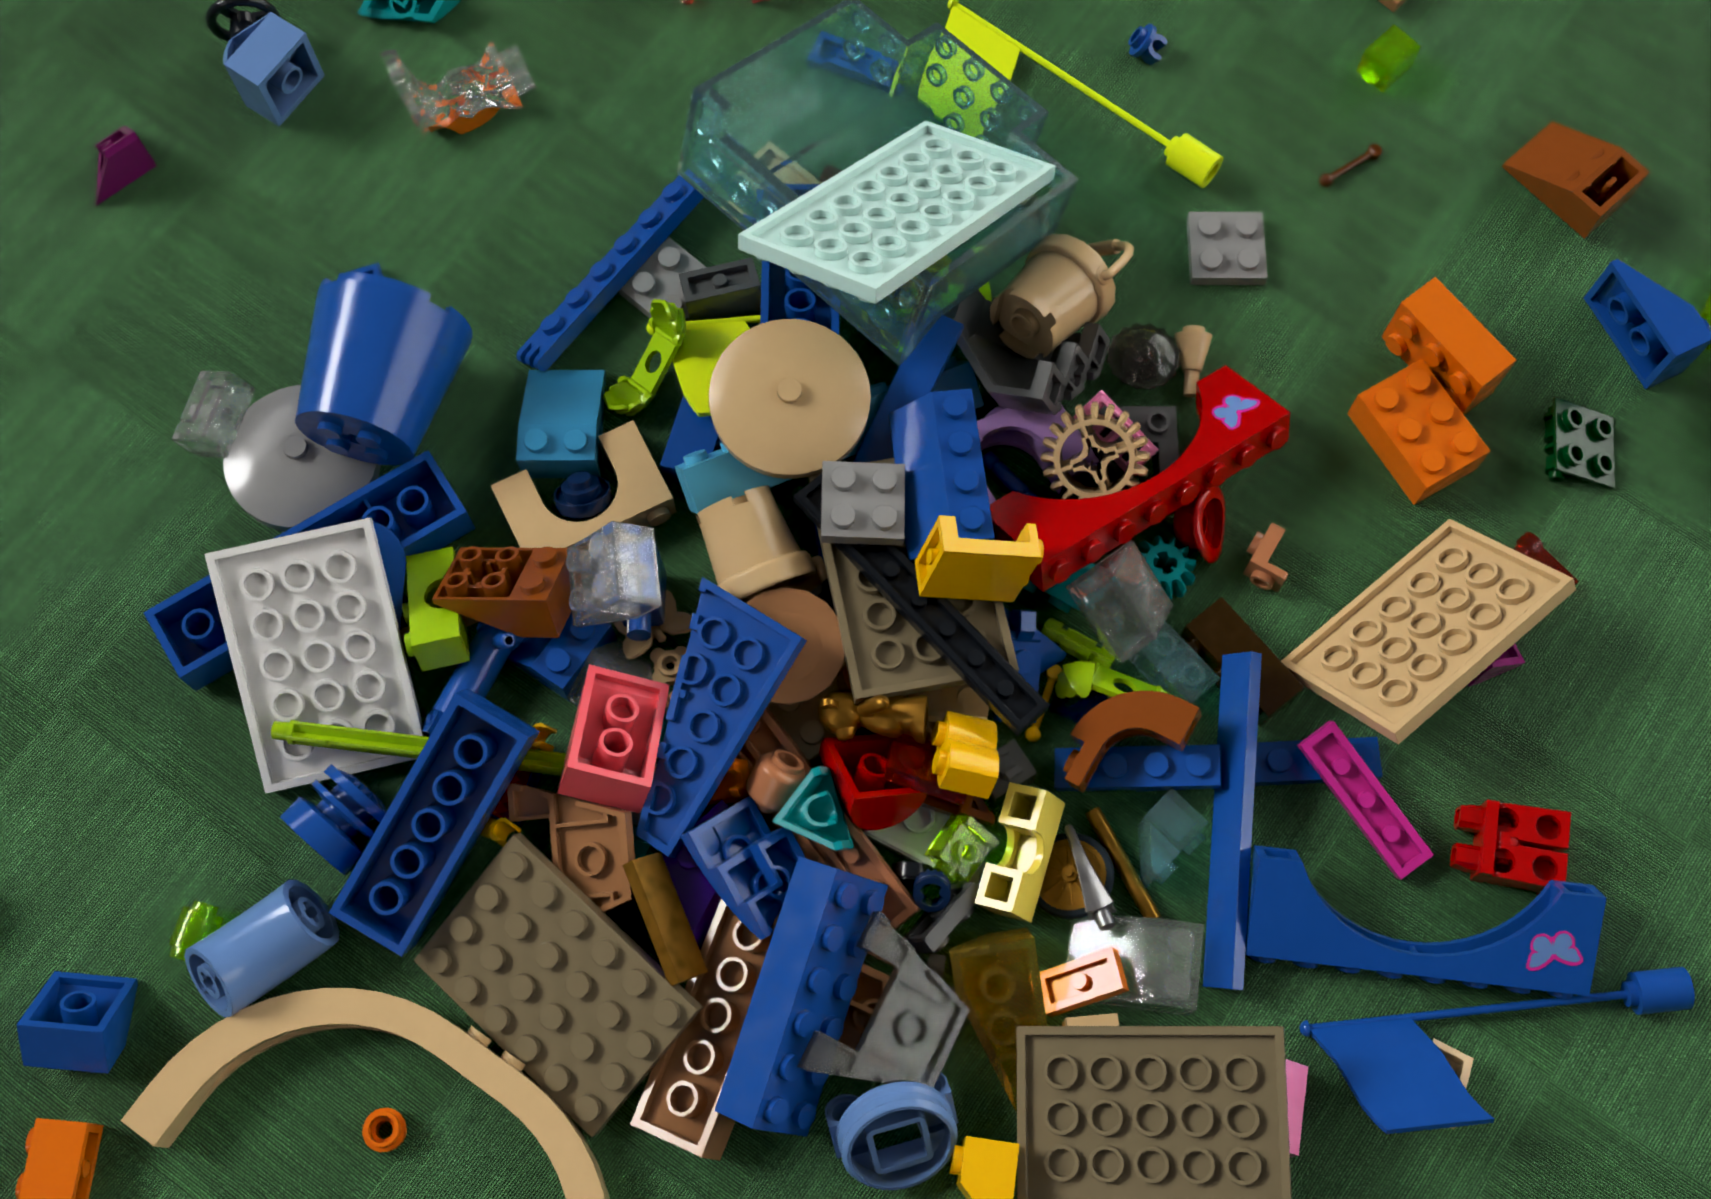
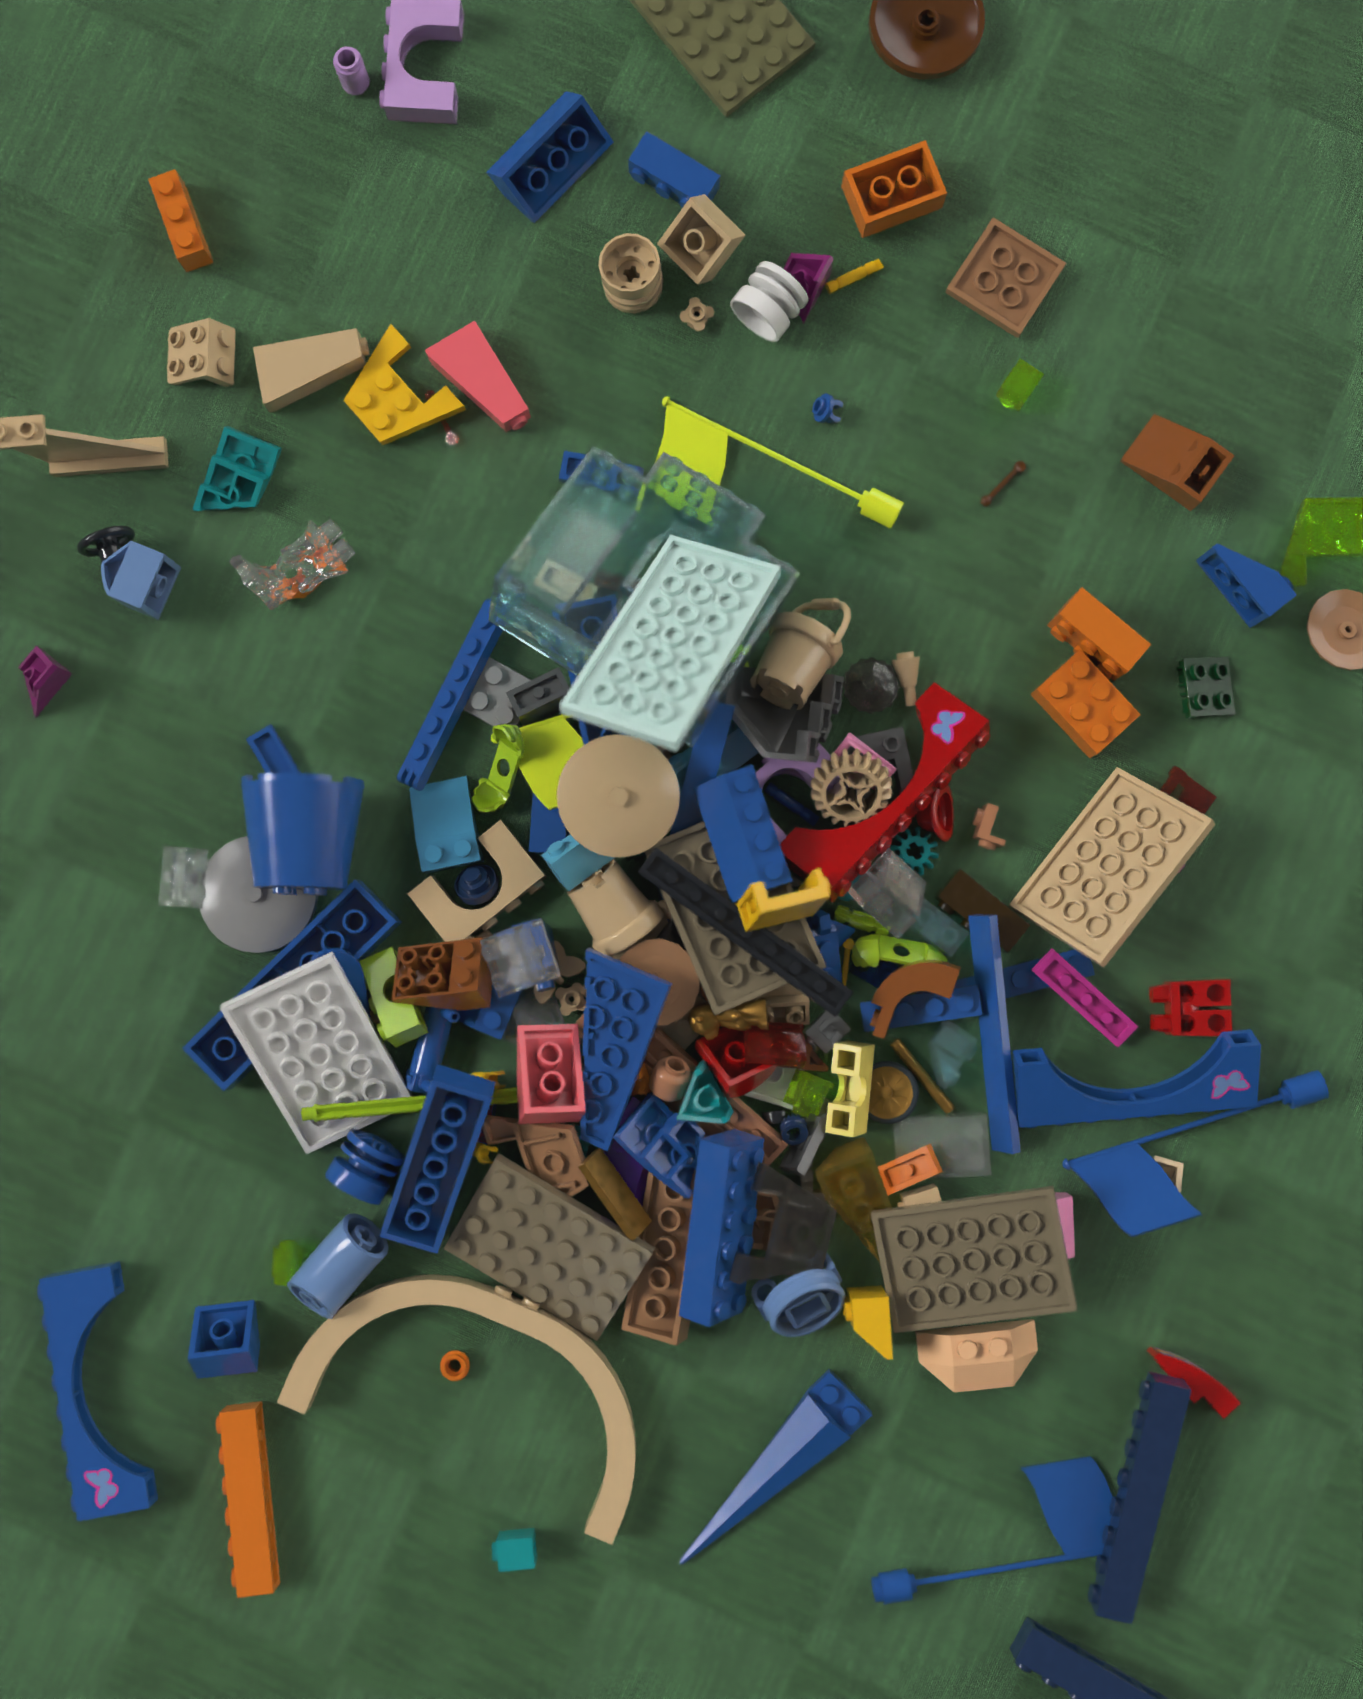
camera: 10 degrees left, 15 degrees up
(863, 503) = (690, 868): light grey plate -> none
(966, 754) = (800, 1034): yellow brick -> none
(1095, 896) = (907, 1107): flat silver piece -> none
(1226, 248) = (918, 575): light grey plate -> none

